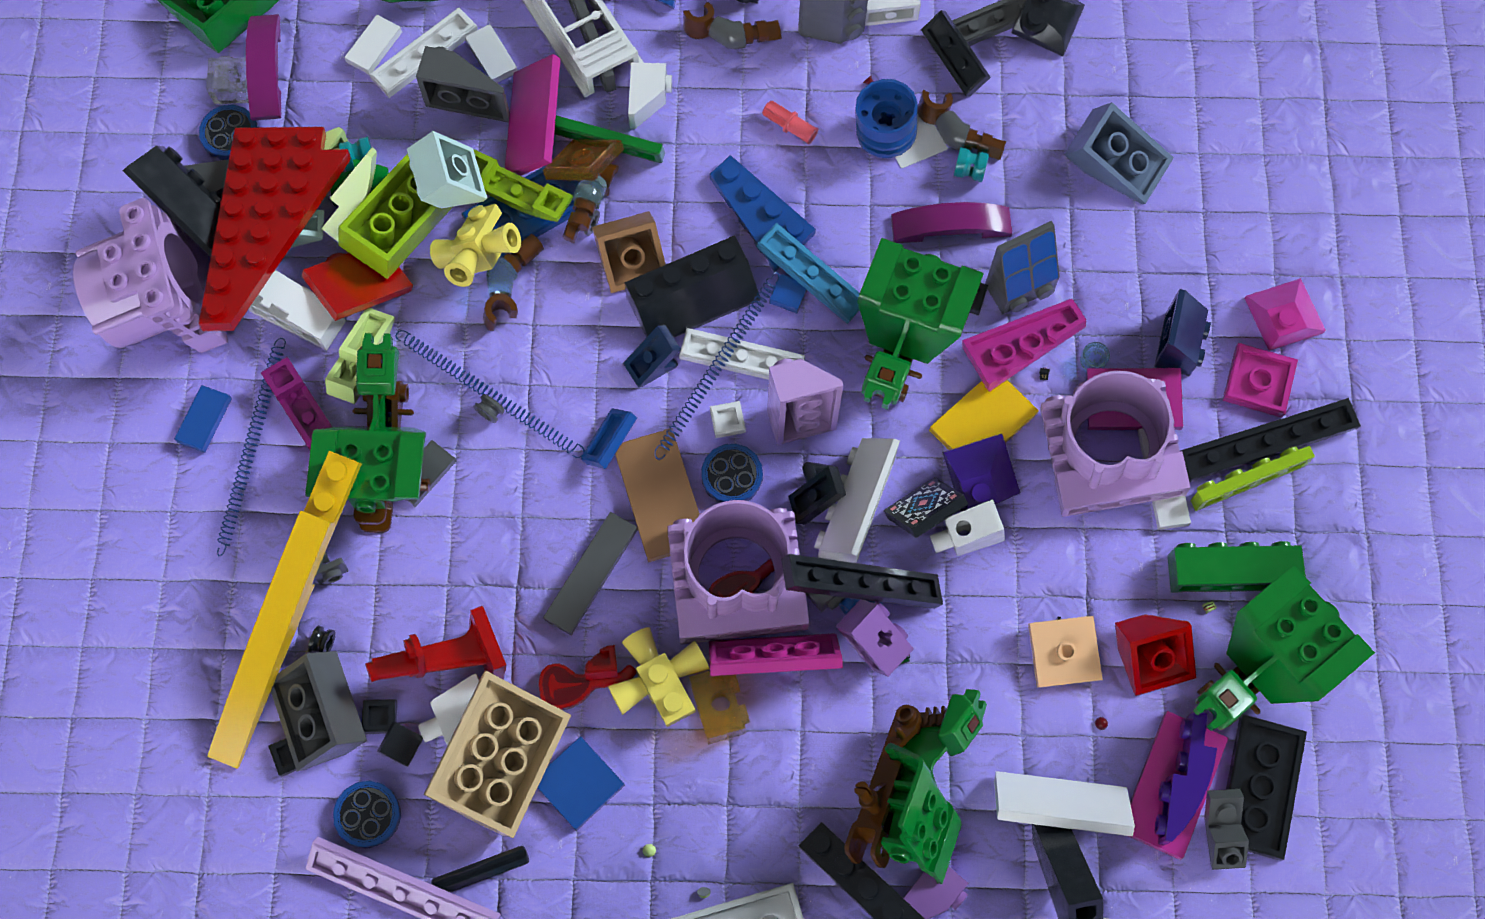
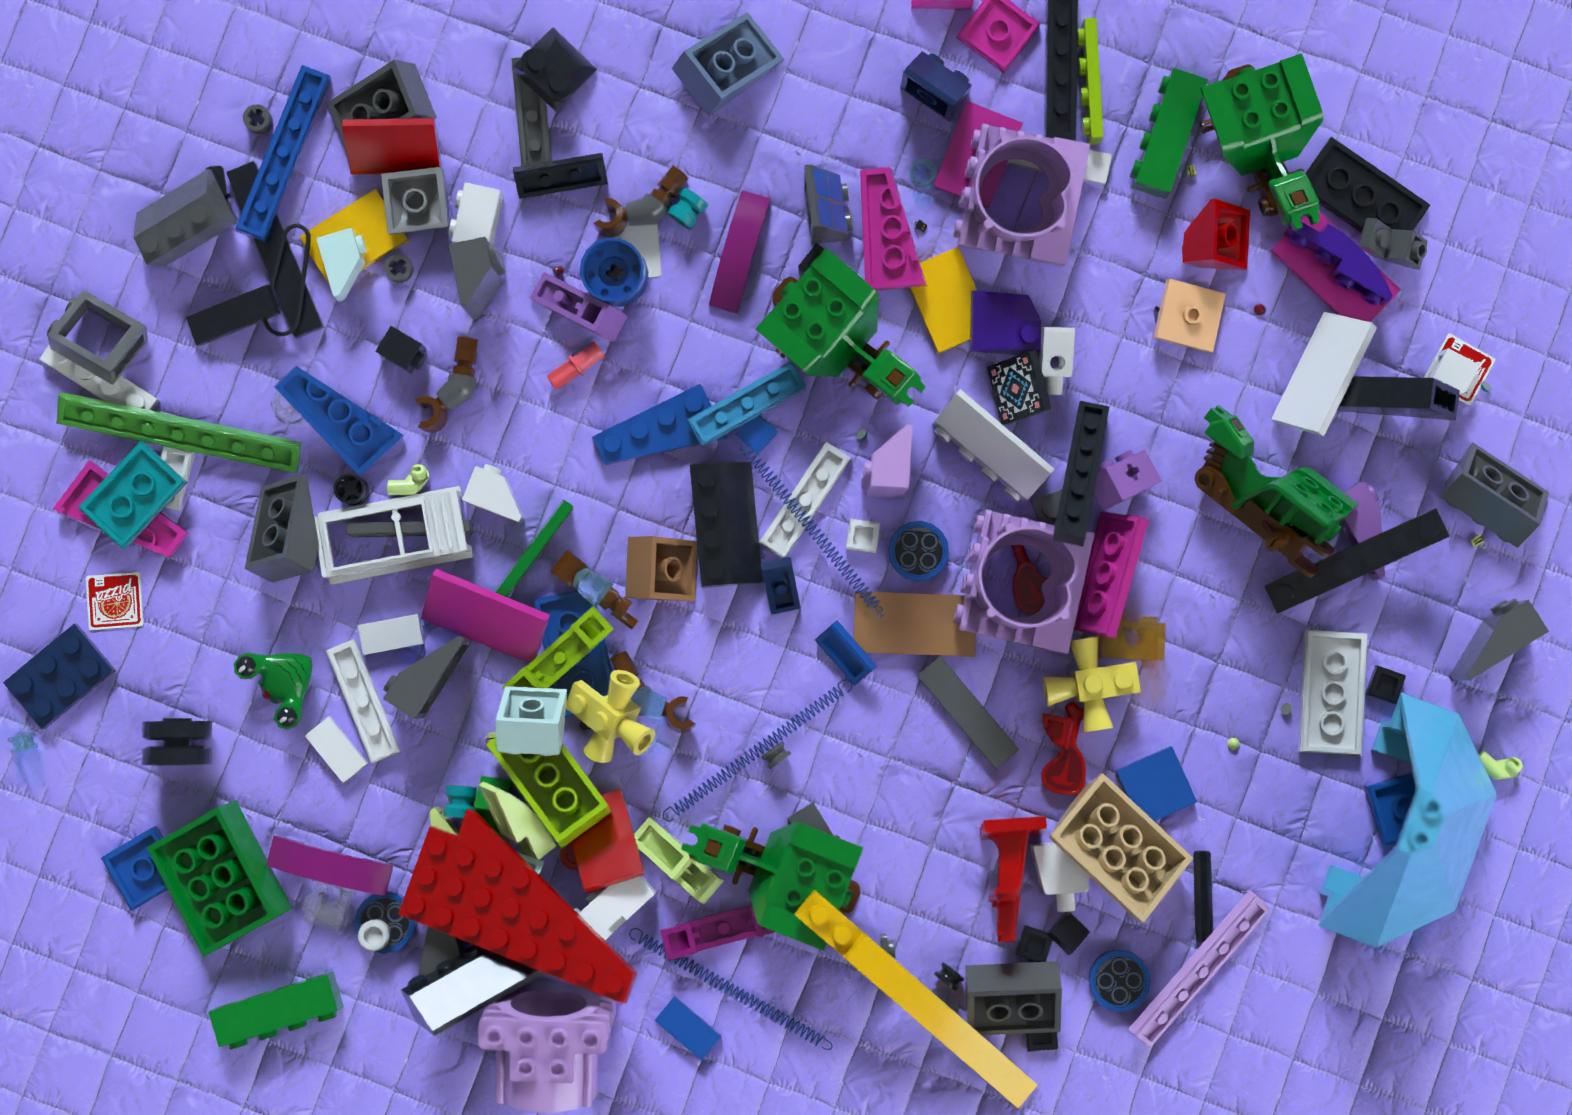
camera: 70 degrees left, 15 degrees up
(124, 69) = (276, 1009): none -> green brick
(213, 123) = (374, 935): none -> white tile
(583, 160) = (555, 582): clear orange tile -> none
(638, 30) = (412, 484): none -> yellowish green arm
(819, 492) = (972, 480): black plate -> none
(840, 107) = (579, 307): none -> medium lavender slope

